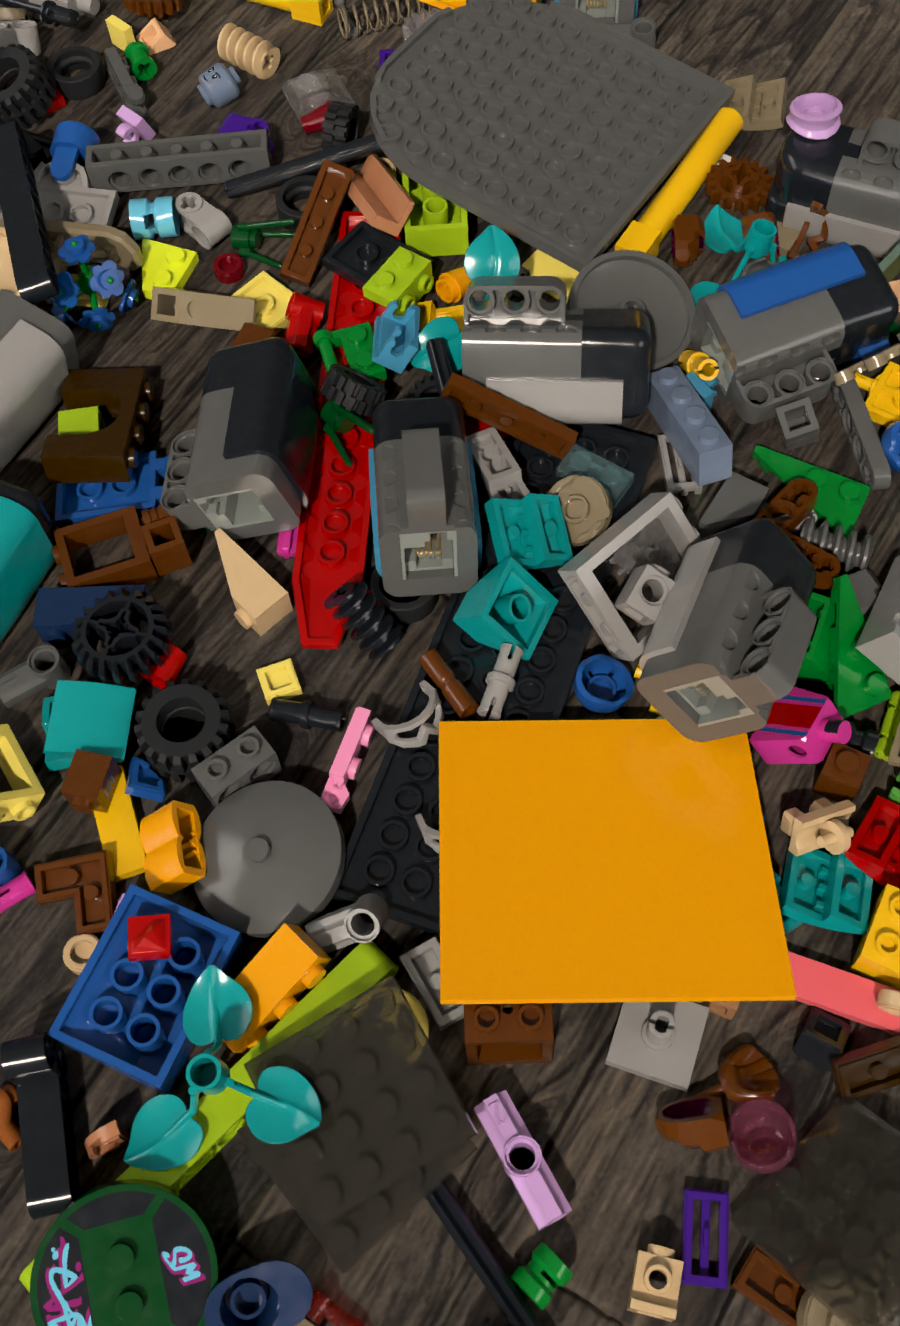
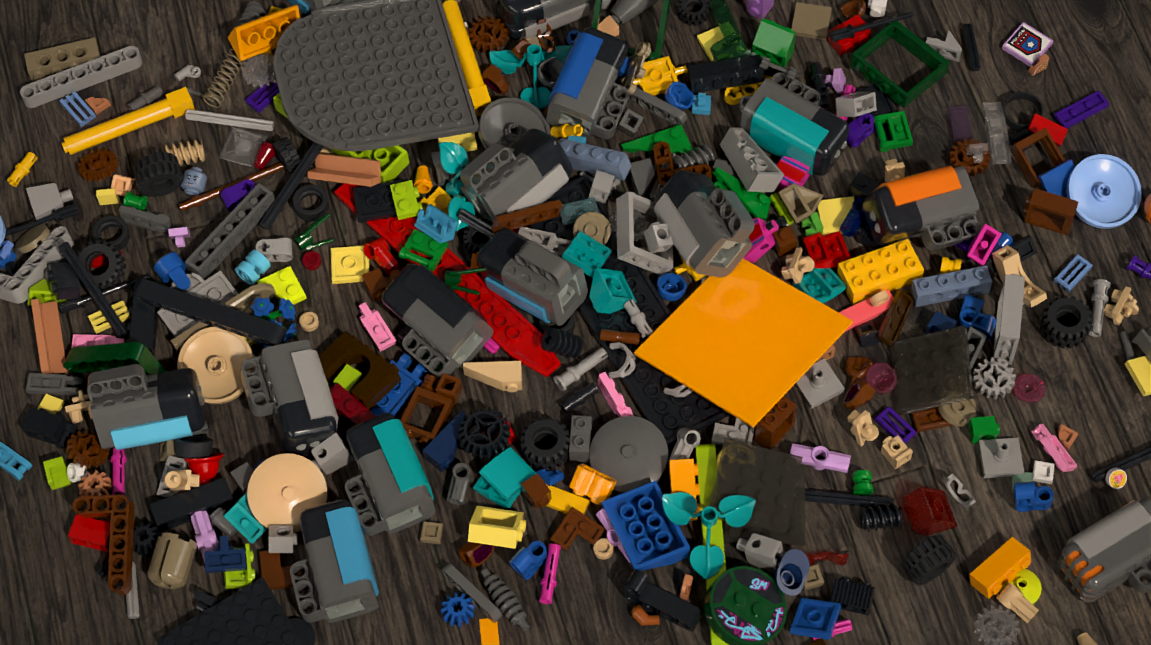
camera: 50 degrees left, 0 degrees up
(27, 465) = (349, 406): none -> dark red arch
(139, 330) = (309, 321): none -> tan tile
(150, 937) = (631, 509): red tile -> none
(184, 41) = (158, 174): none -> black tyre
(185, 405) = (376, 328): none -> bright pink hinge
(201, 110) = (198, 200): none -> reddish brown bar
(201, 308) = (334, 285): dark tan slope -> none
(259, 1213) = (762, 551): none -> light grey torso
(279, 681) = (552, 398): light yellow tile -> none
(316, 223) = (335, 205): reddish brown plate -> none
(337, 56) = (232, 120): none -> light grey axle
(340, 676) = (573, 373): none -> light grey pin
(353, 390) = (451, 261): black tyre -> none
(639, 1186) = (862, 427): none -> tan hips
(659, 467) = (601, 186): none -> light grey brick

